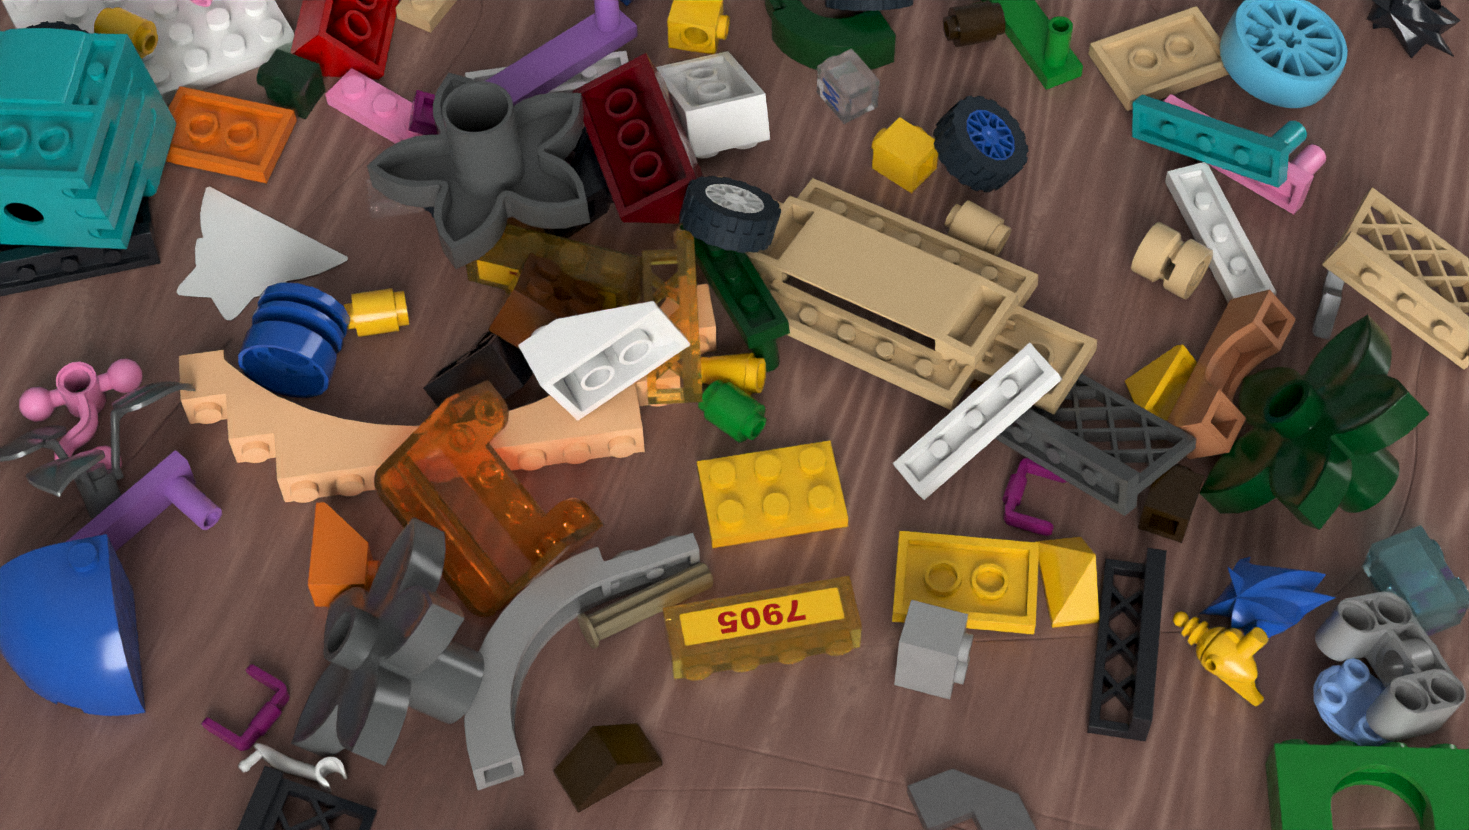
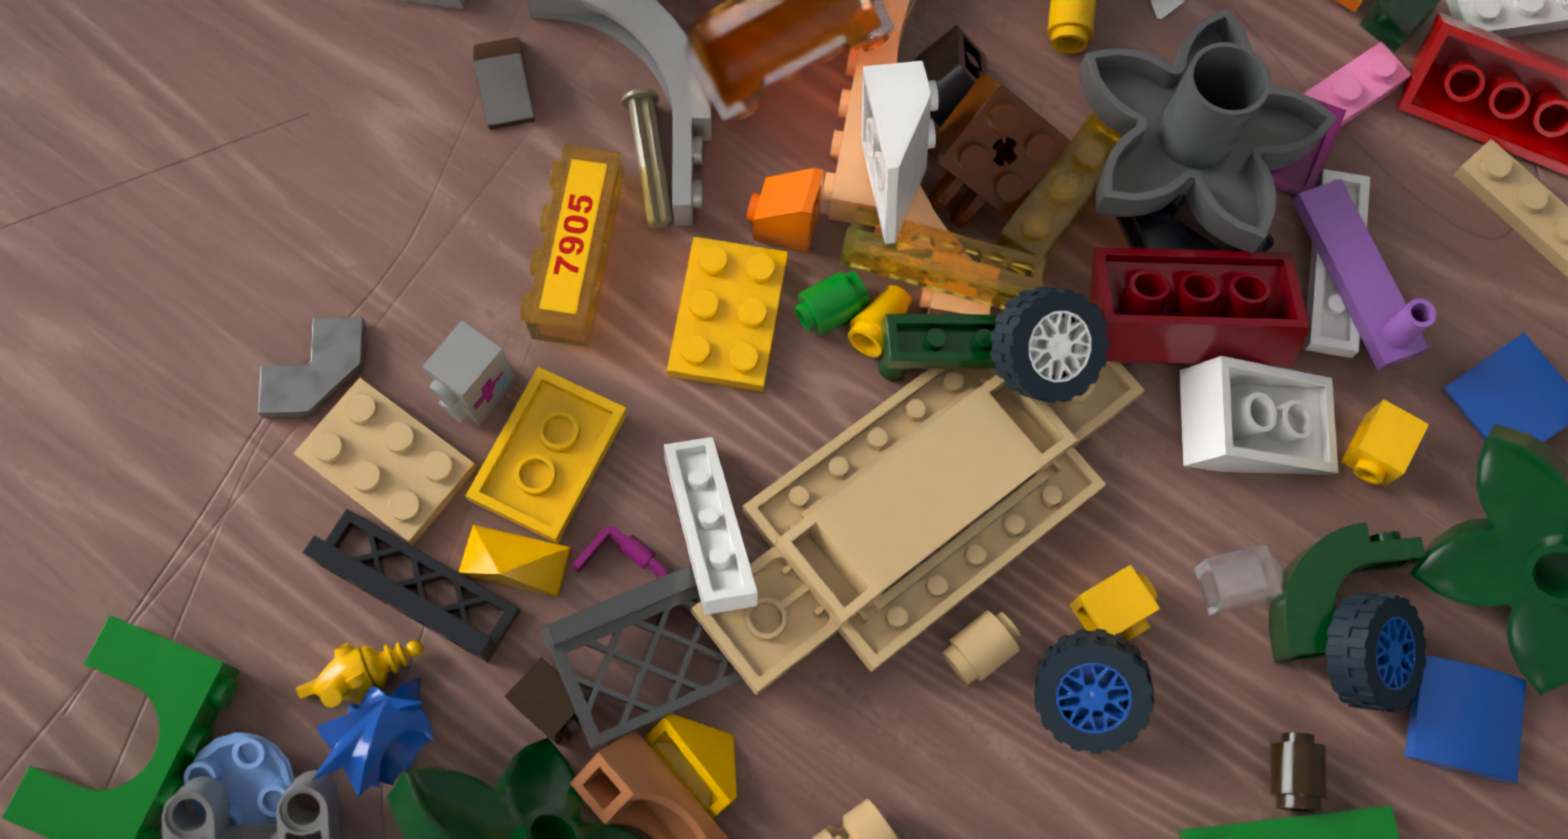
camera: 105 degrees right, 15 degrees up
(663, 457) = (787, 209): none -> orange slope
(1030, 716) = (386, 461): none -> tan plate

